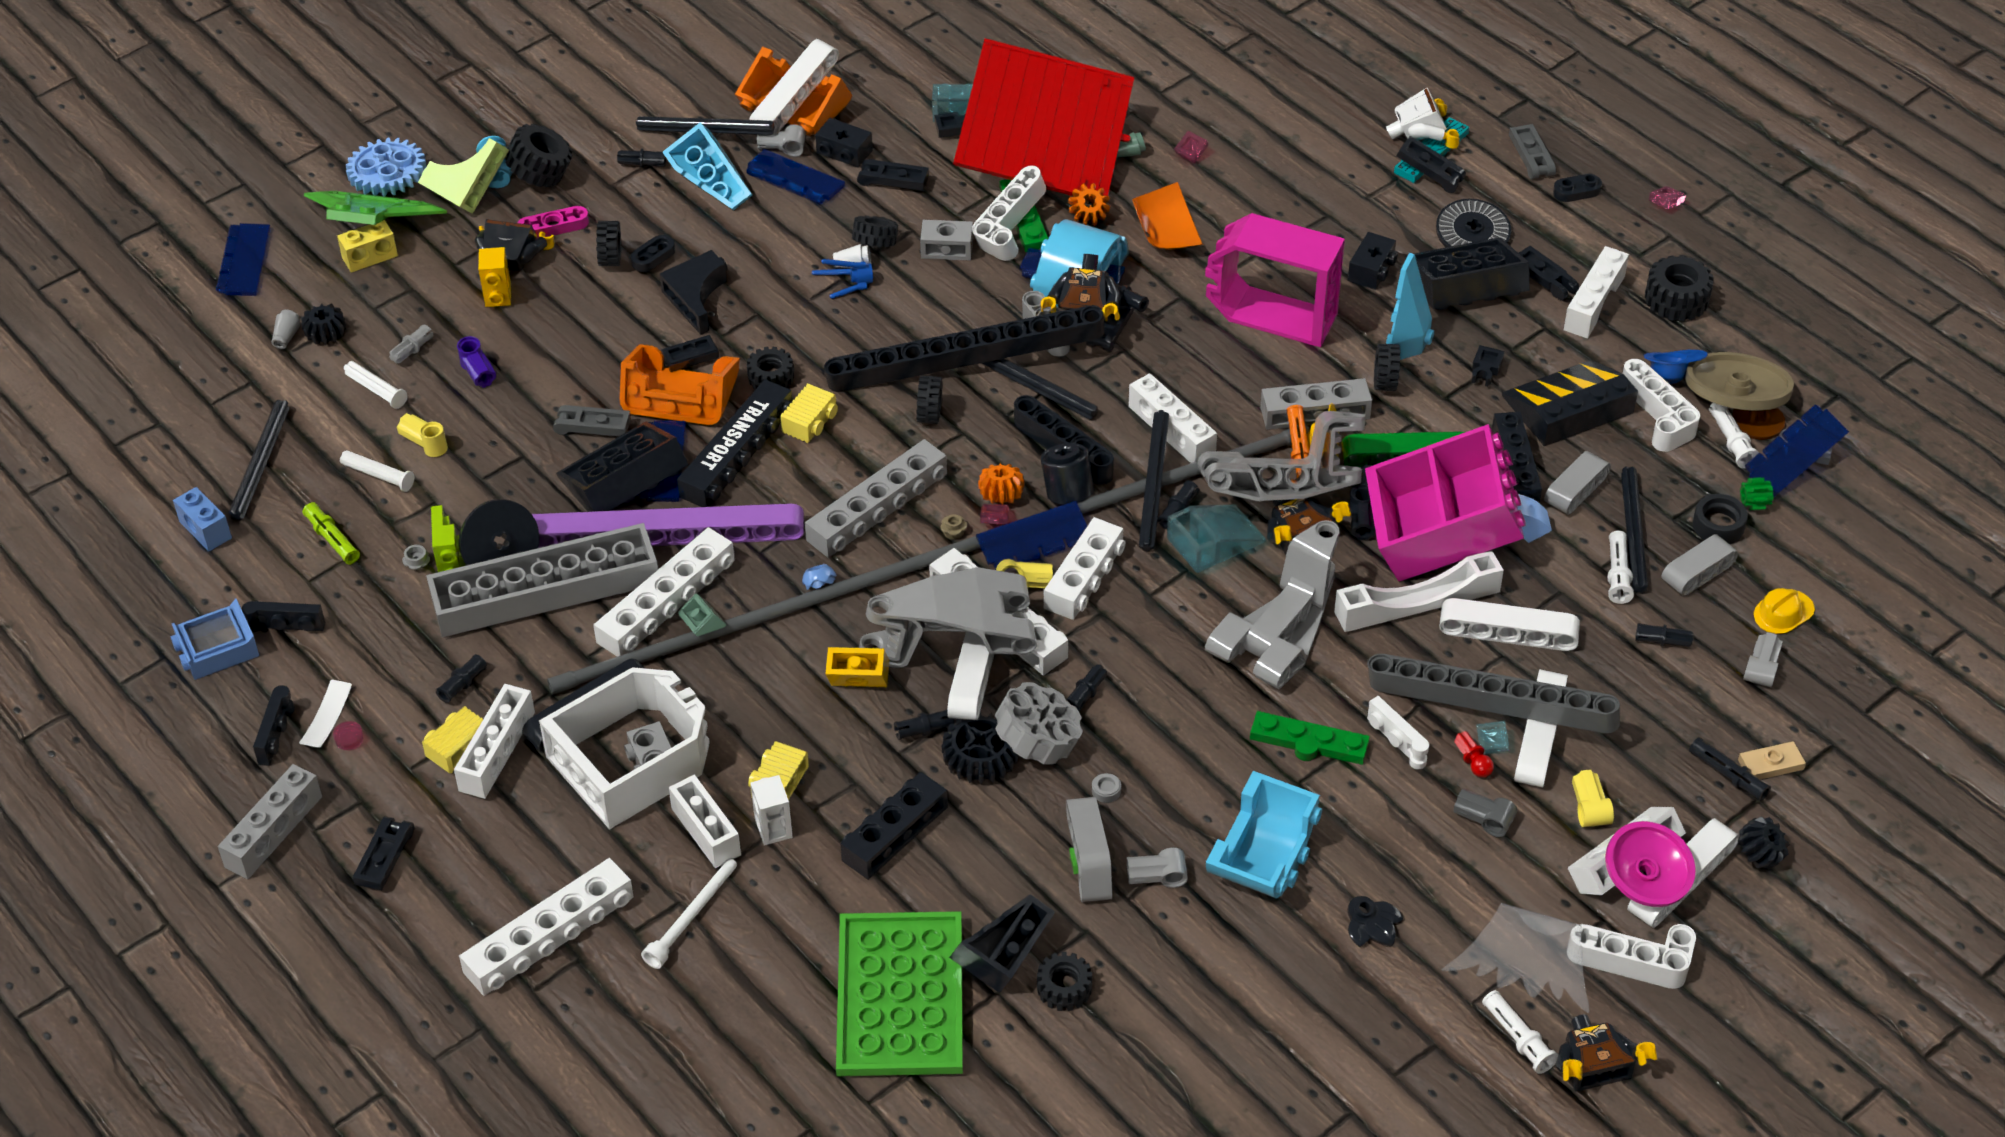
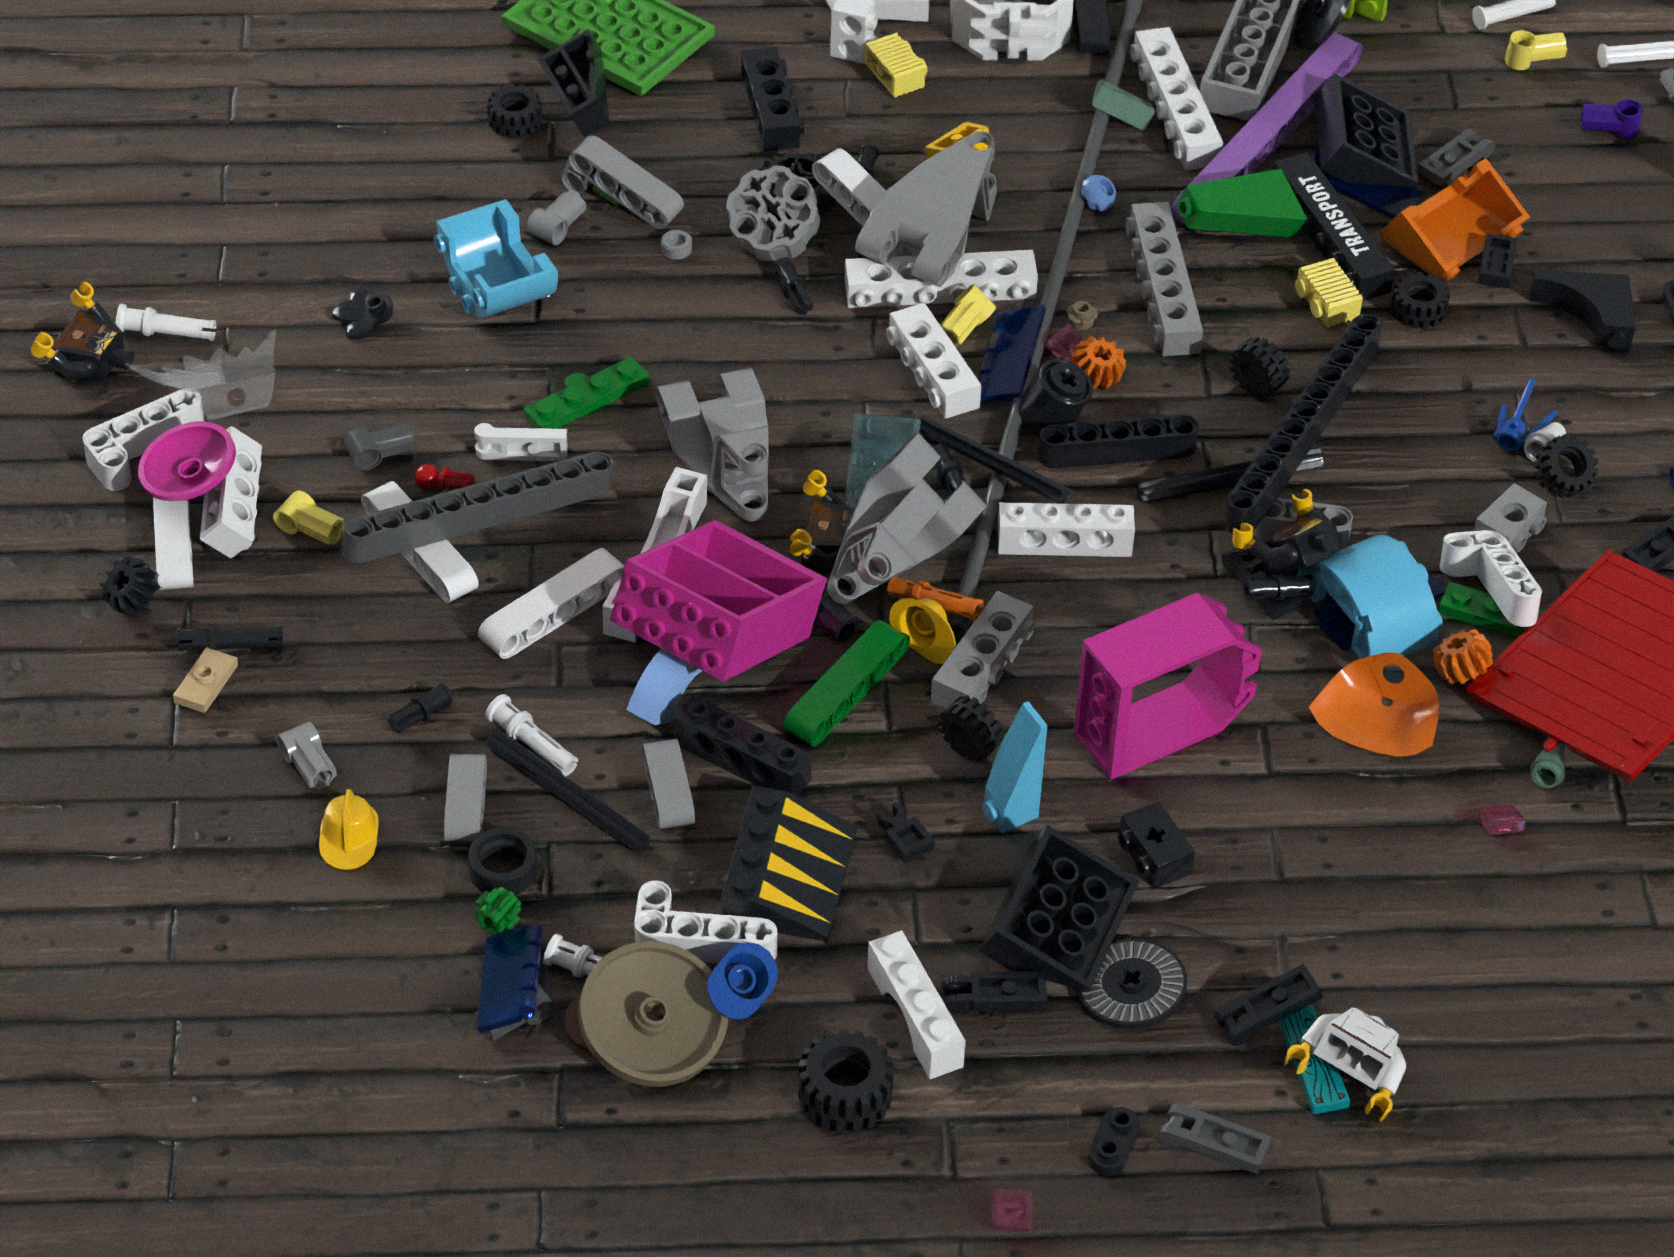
camera: 125 degrees right, 0 degrees up
(771, 481) = (1243, 204): none -> green slope

